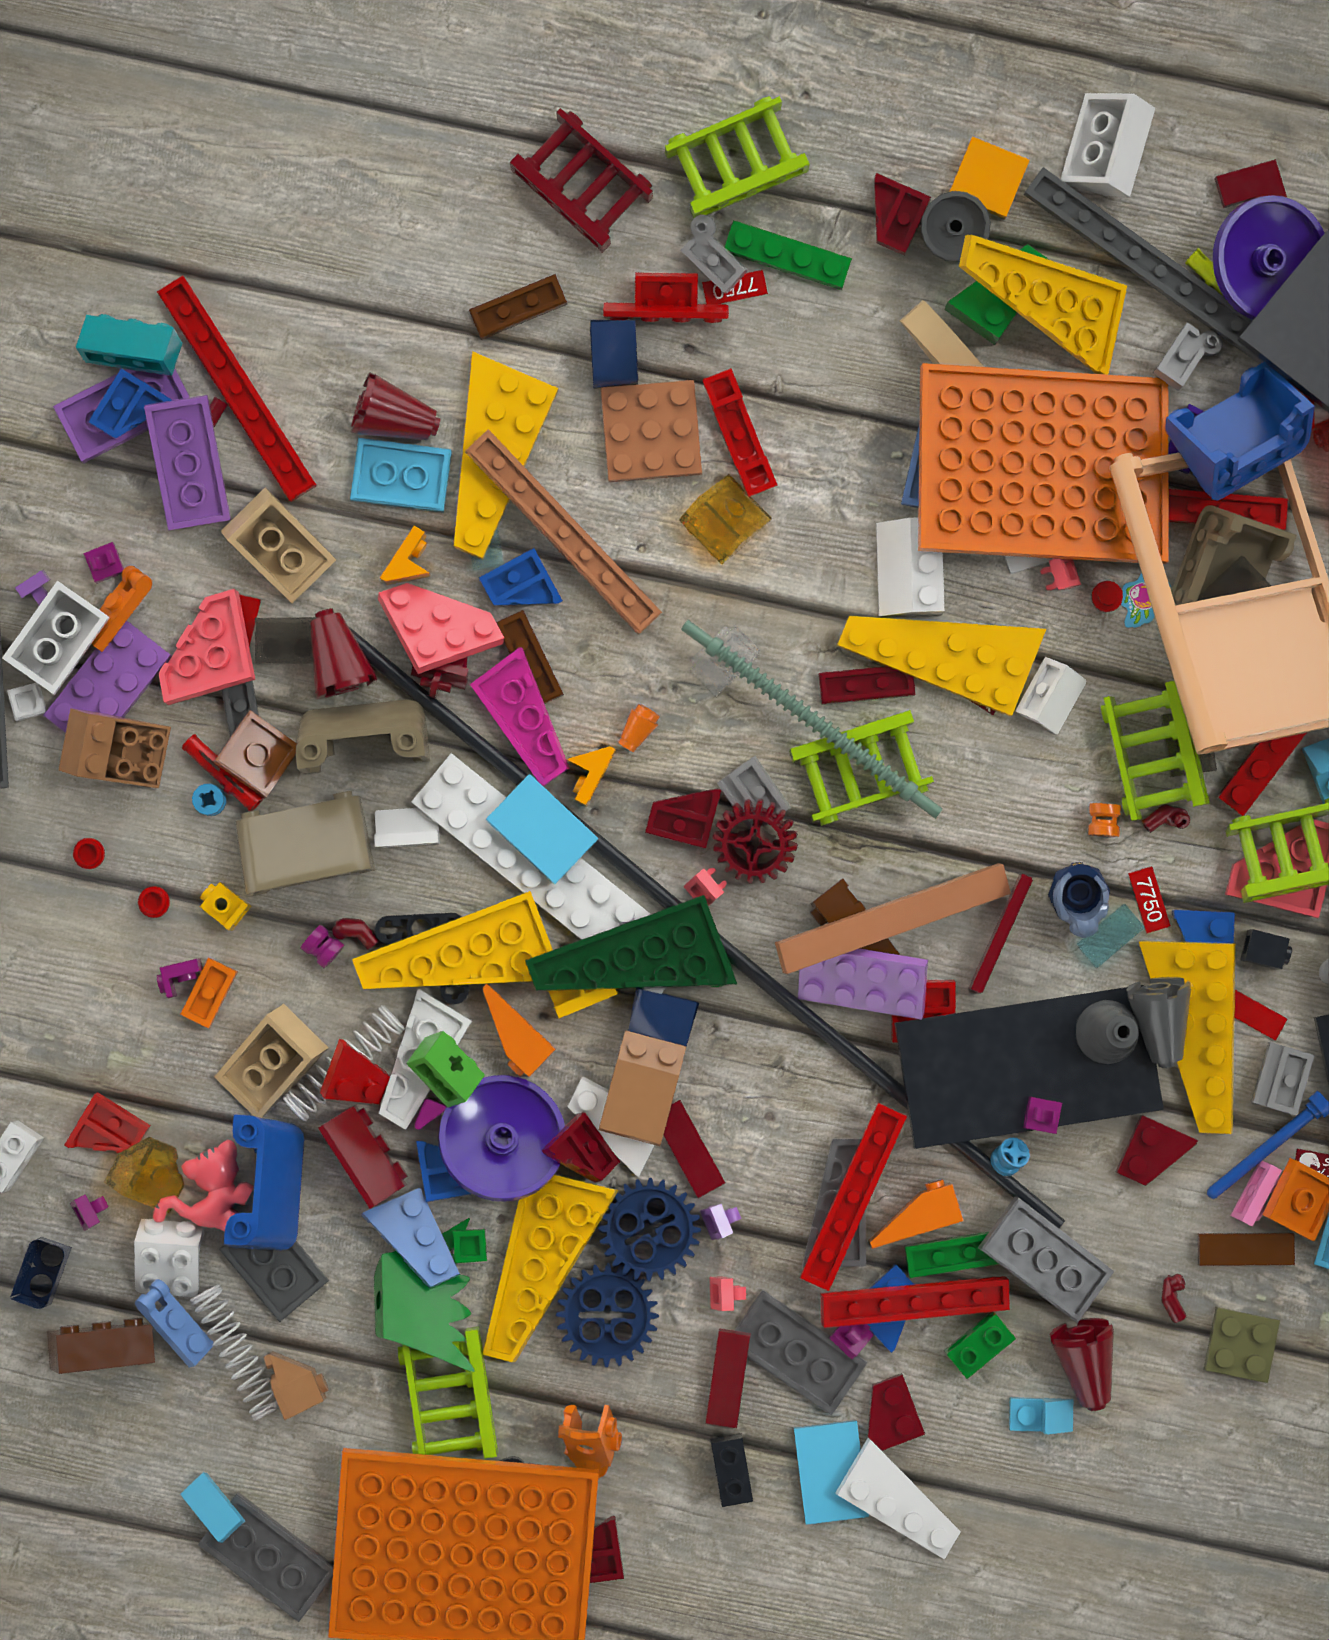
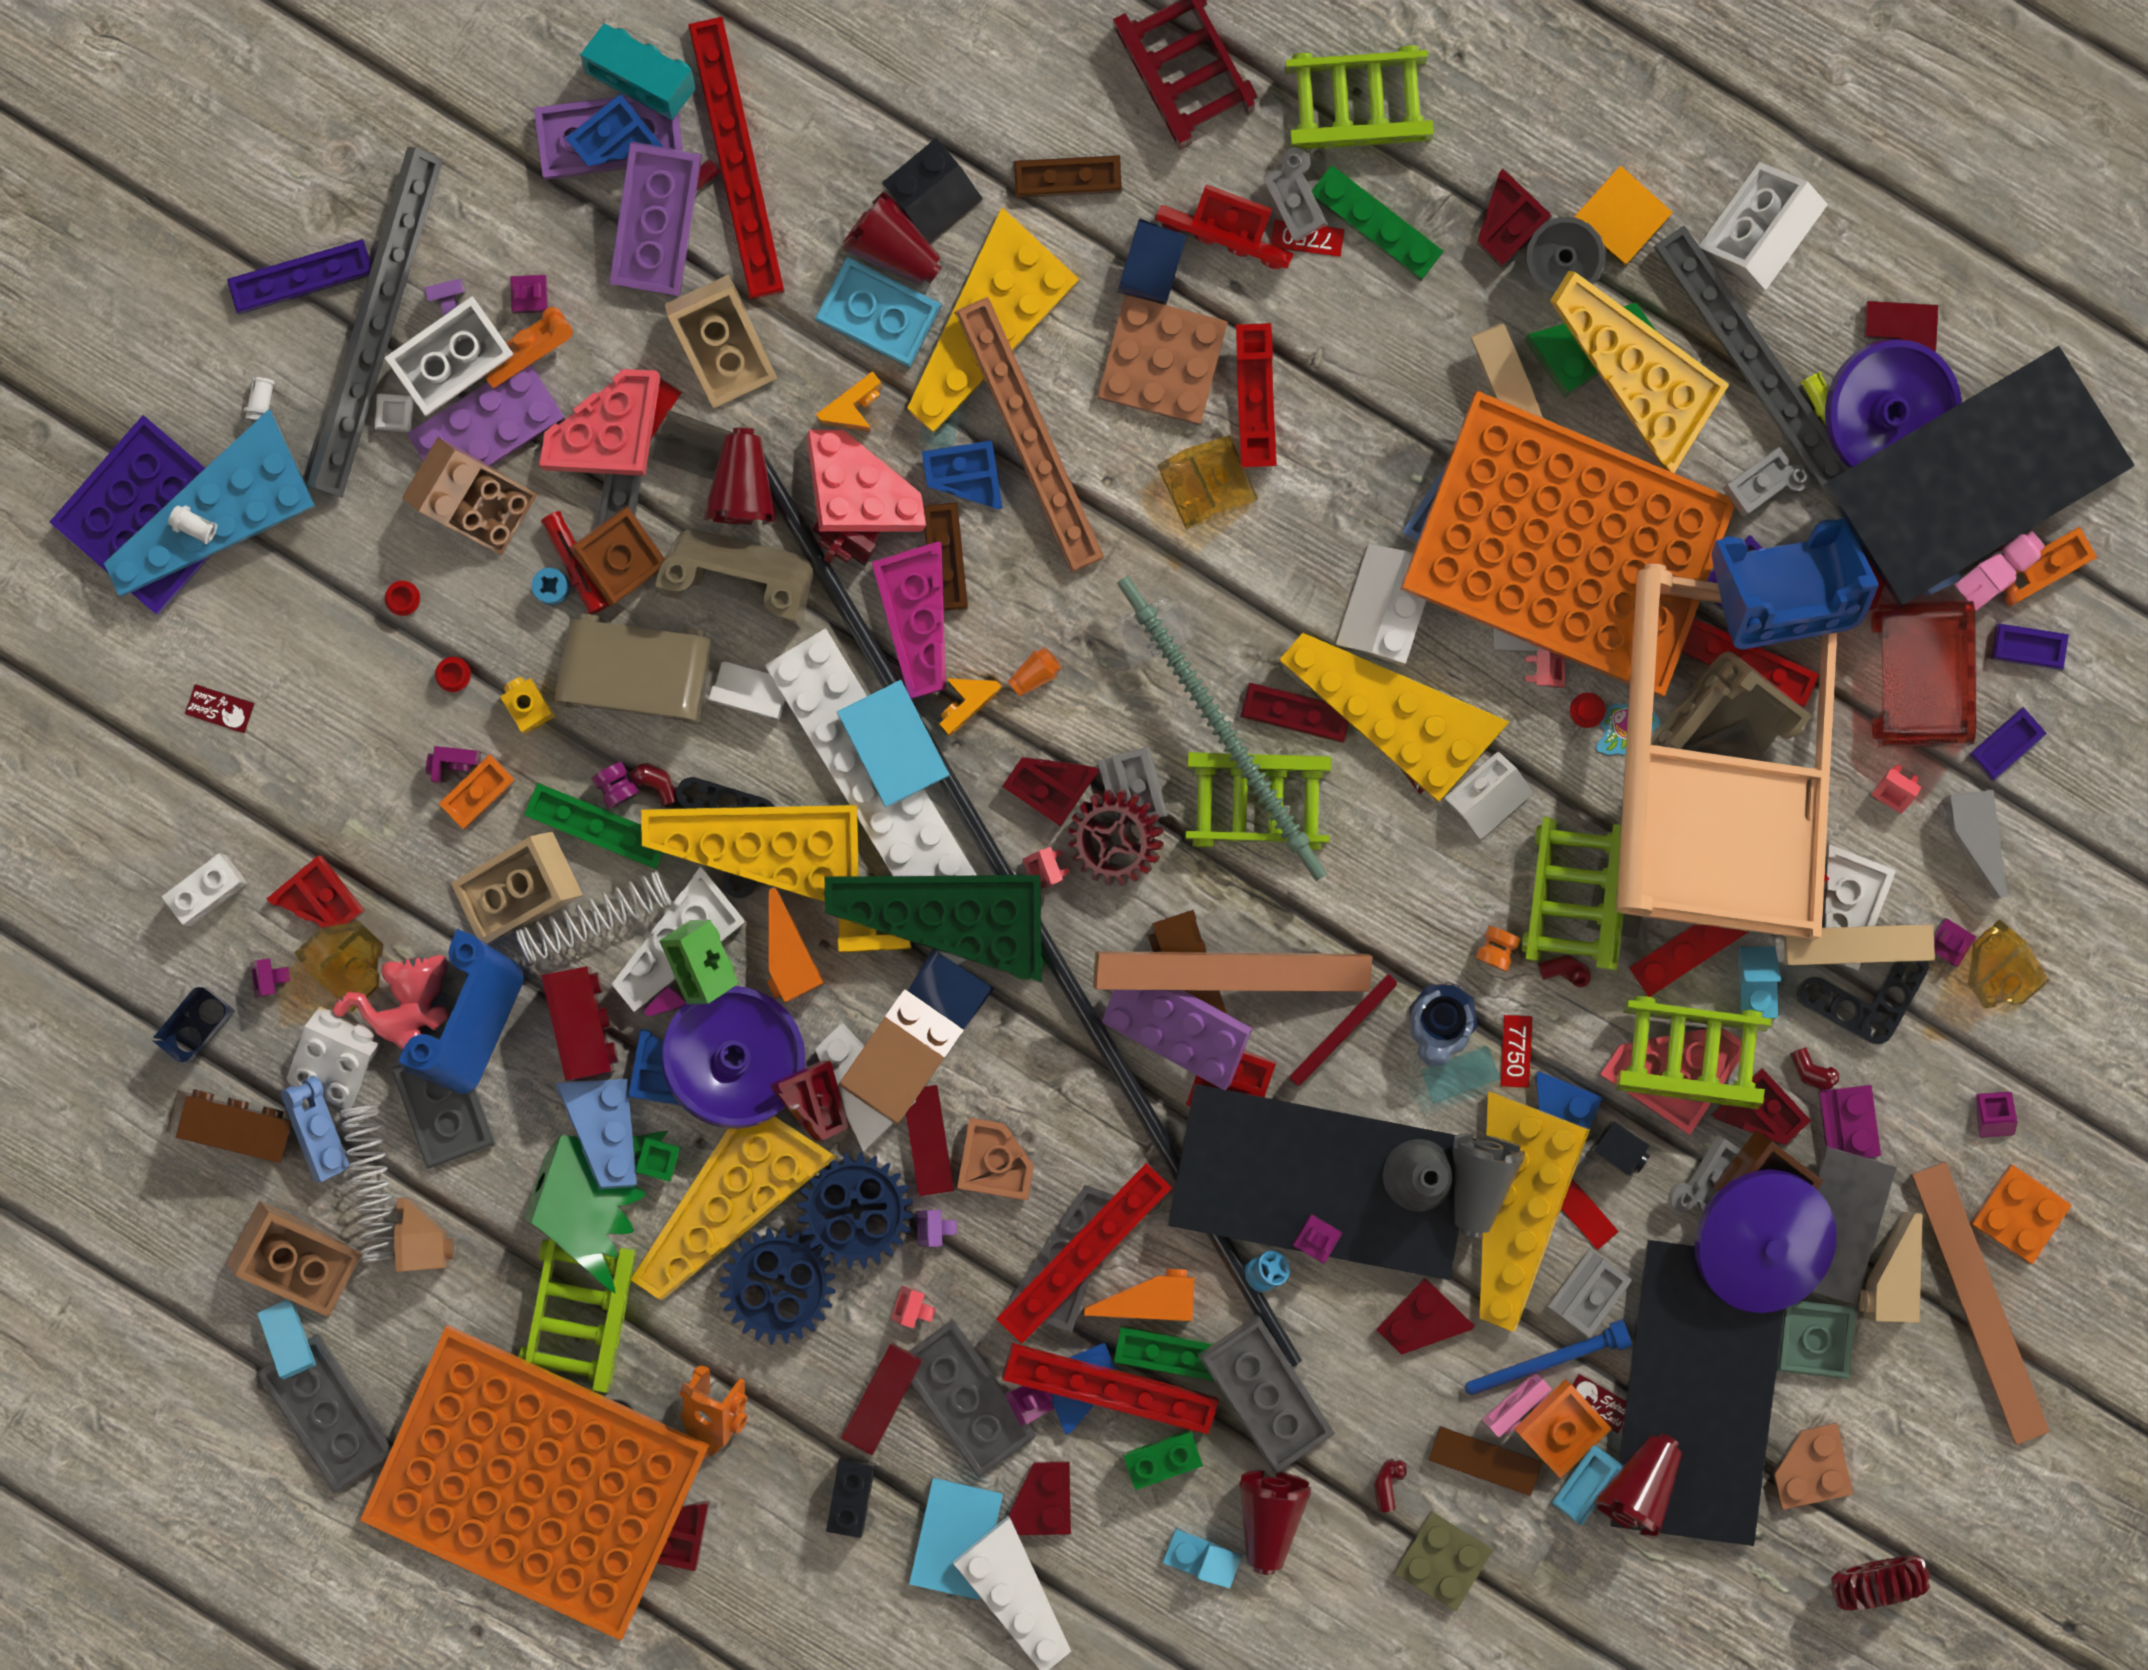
camera: 25 degrees right, 0 degrees up
(193, 1438) = (292, 1259): none -> medium nougat slope
(313, 986) = (591, 824): none -> green plate
(353, 1077) = (598, 936): red wing -> none
(410, 357) = (932, 190): none -> black slope
(750, 1146) = (994, 1161): none -> nougat plate

